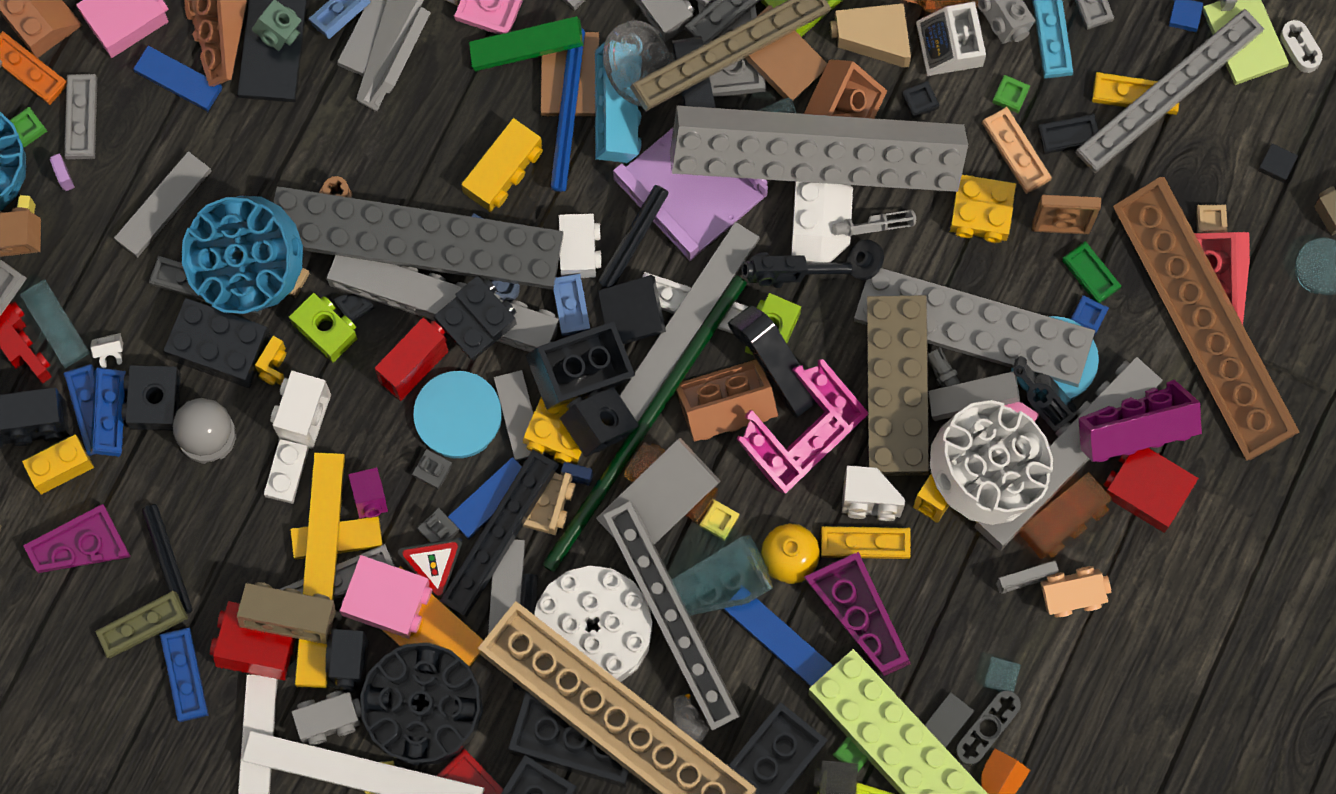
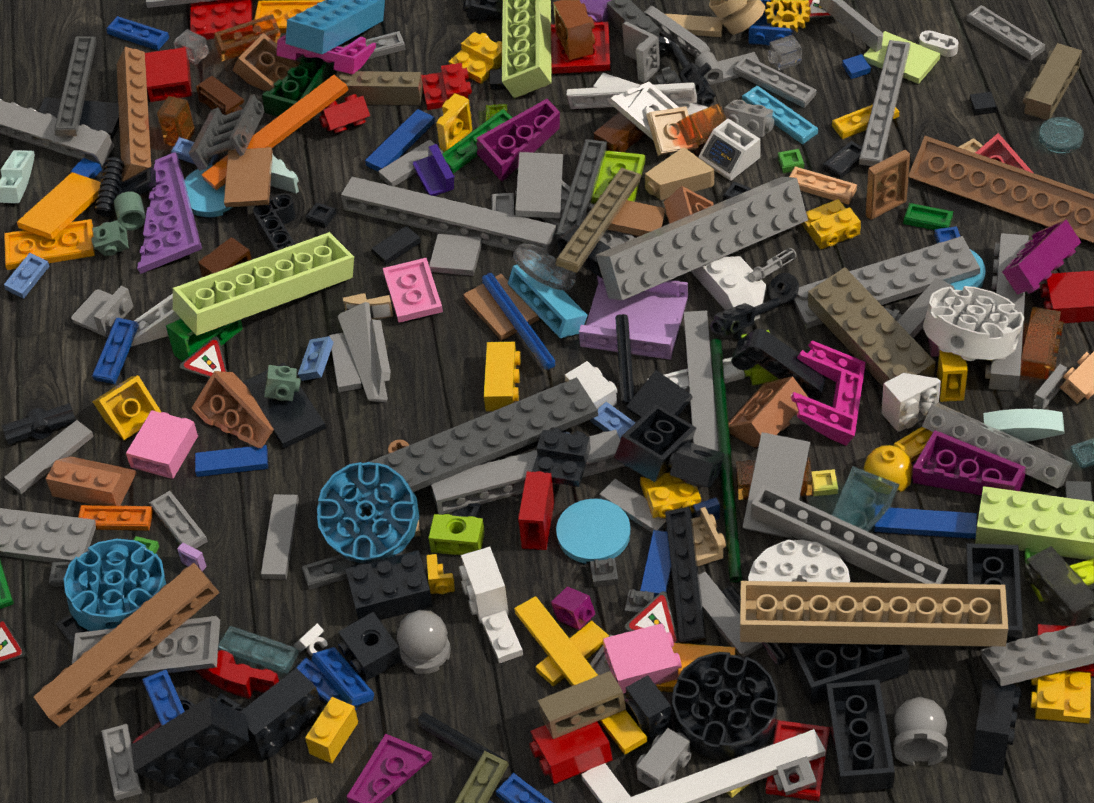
camera: 30 degrees left, 25 degrees down
(526, 43) = (459, 302): green tile -> none
(910, 608) = (1038, 462): none -> light grey brick
(961, 601) = (1026, 423): none -> light aqua slope
(1053, 406) = (967, 278): black piece -> none

